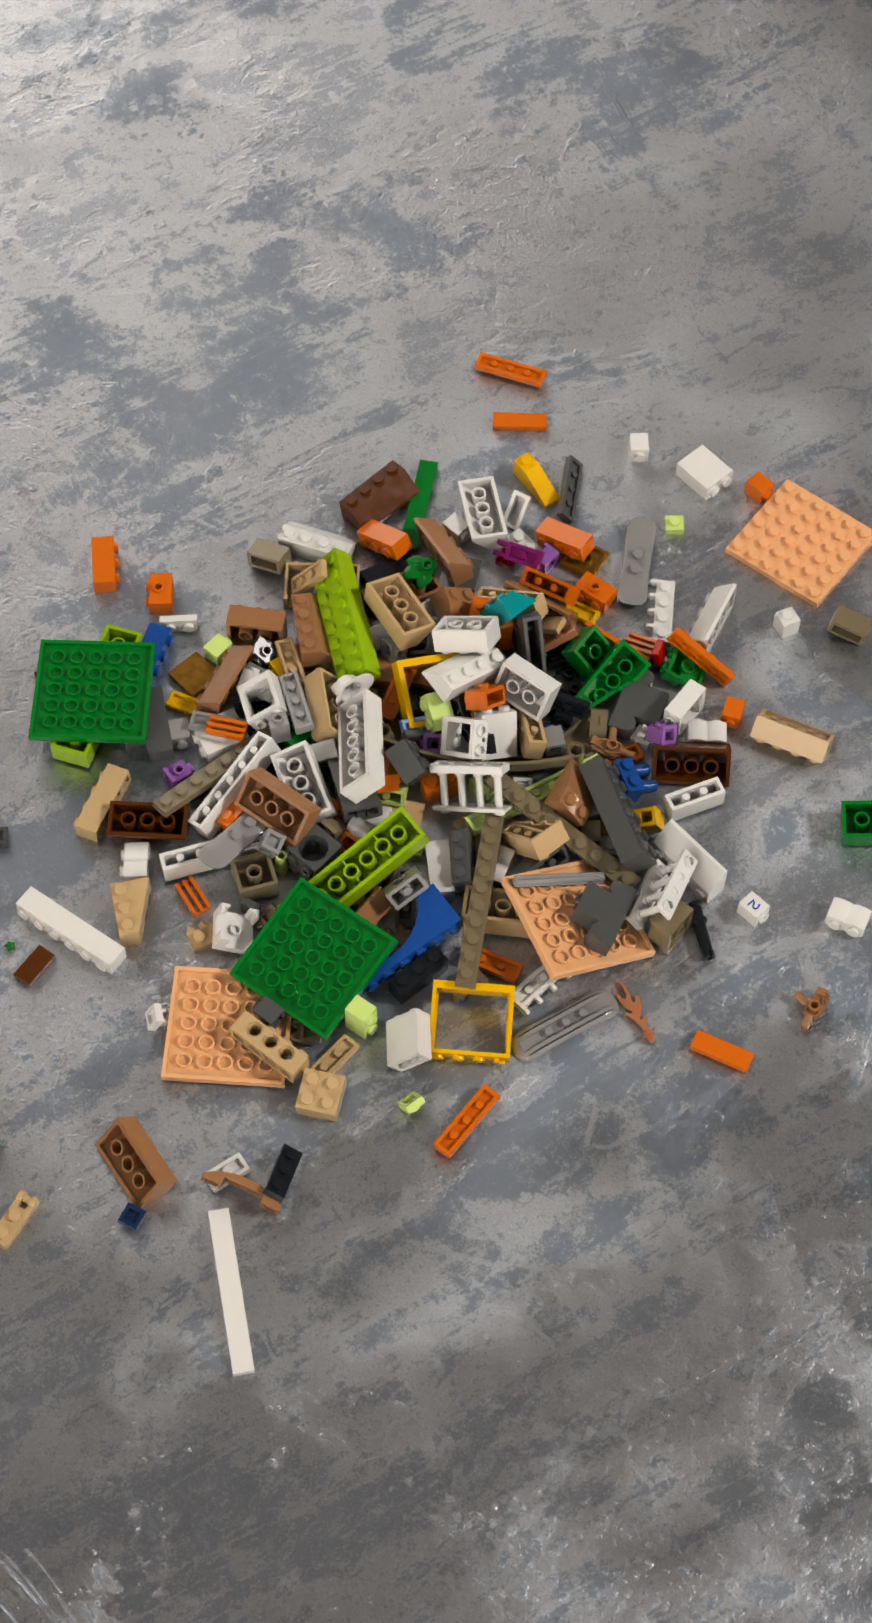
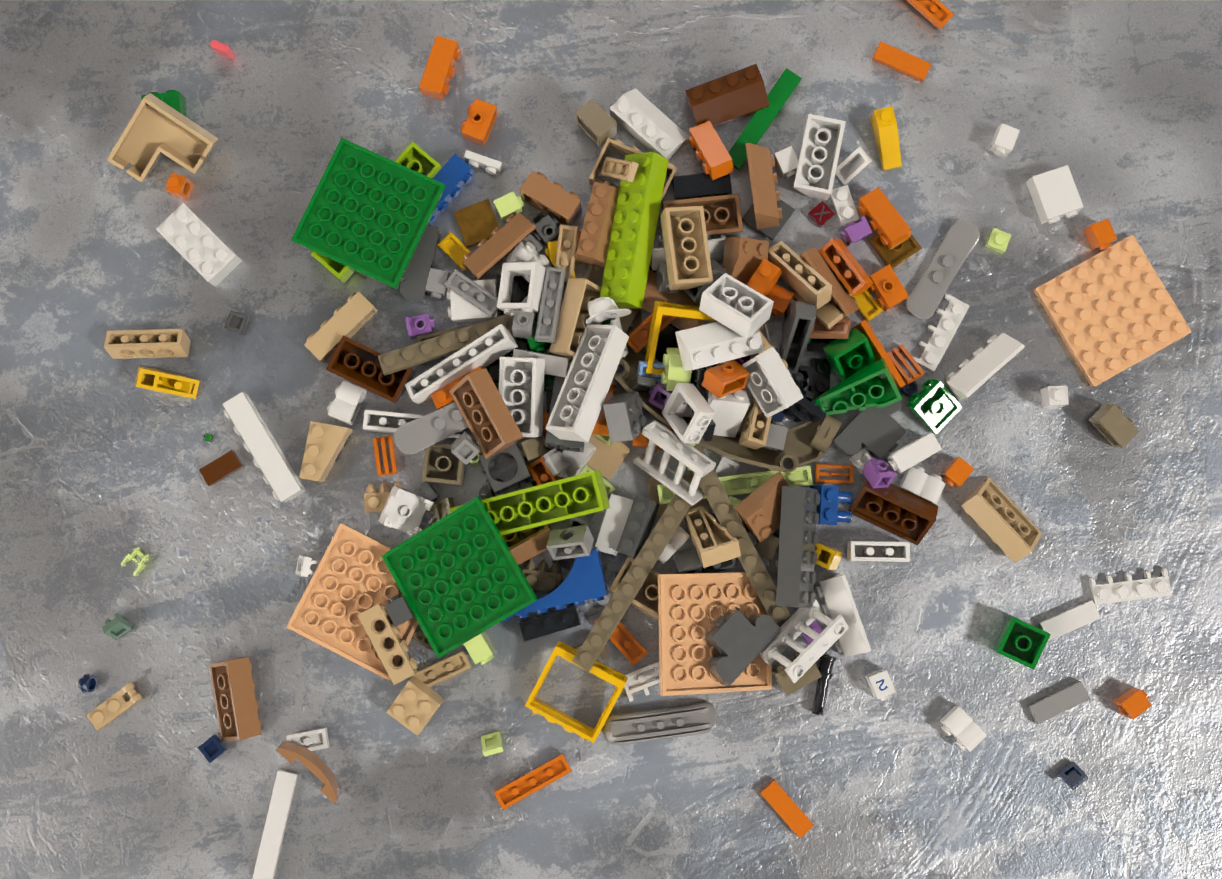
camera: 25 degrees right, 25 degrees up
(227, 725) = (463, 293): orange tile -> none
(282, 1173) = (352, 767): black plate -> none
(408, 1040) = (512, 687): white brick -> none
(418, 571) = (725, 203): green plate -> none
(507, 606) = (787, 292): teal slope -> none
(520, 554) = (833, 220): magenta hinge -> none
(558, 879) = (714, 592): light grey axle -> none
(569, 489) = (914, 161): dark grey plate -> none
(609, 747) = (825, 464): medium nougat piece -> none
(635, 1008) = (729, 735): nougat piece -> none
(659, 652) = (916, 383): red tile -> none
(701, 656) = (956, 409): orange plate -> none
(814, 1007) = (888, 802): medium nougat piece -> none

